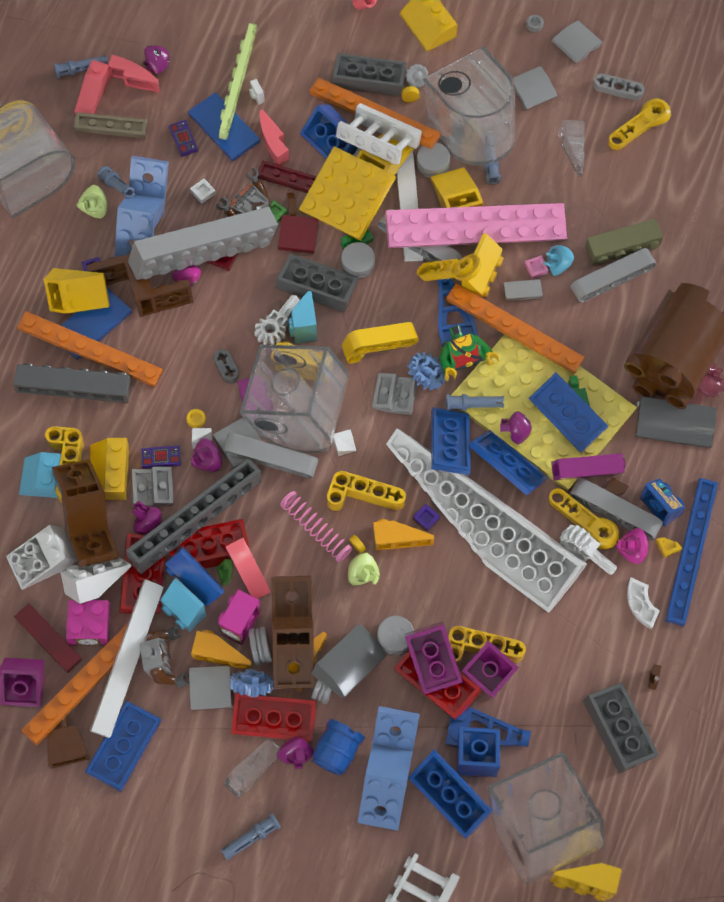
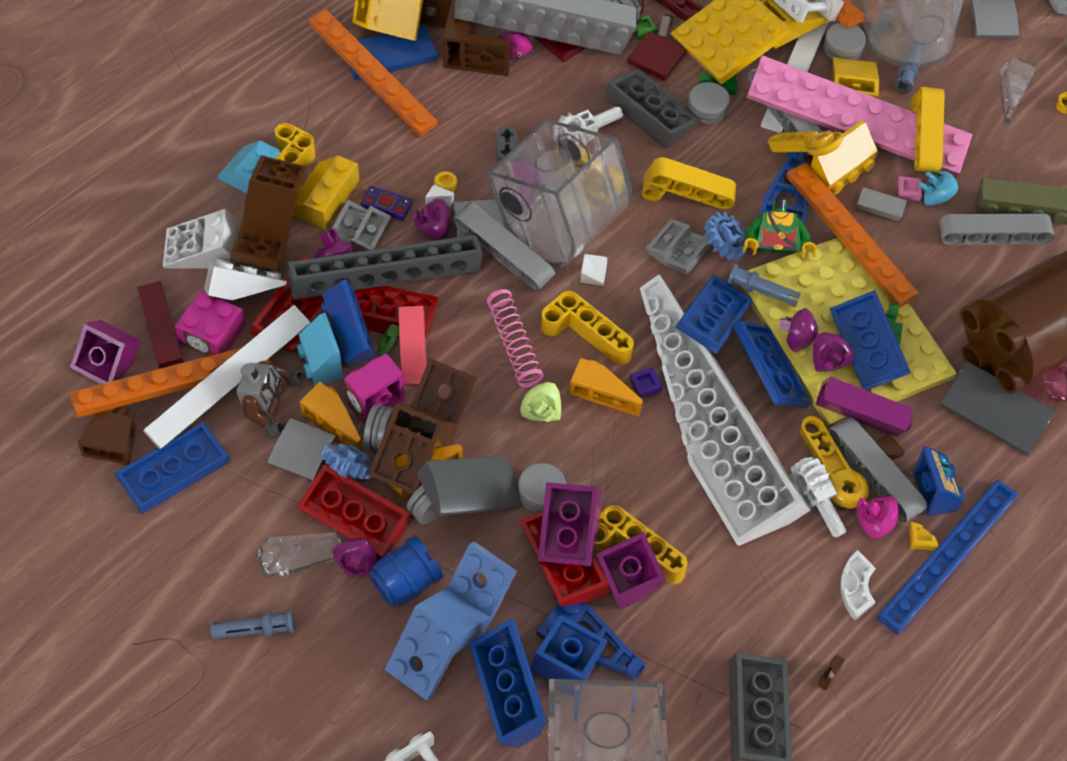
camera: 25 degrees right, 10 degrees down
(72, 383) = (335, 96): dark grey brick -> none
(303, 321) = (618, 123): medium azure slope -> none
(357, 544) = (550, 374): yellow tile -> none
(533, 215) = (929, 110): none -> yellow beam
(547, 435) = (831, 352): none -> magenta piece

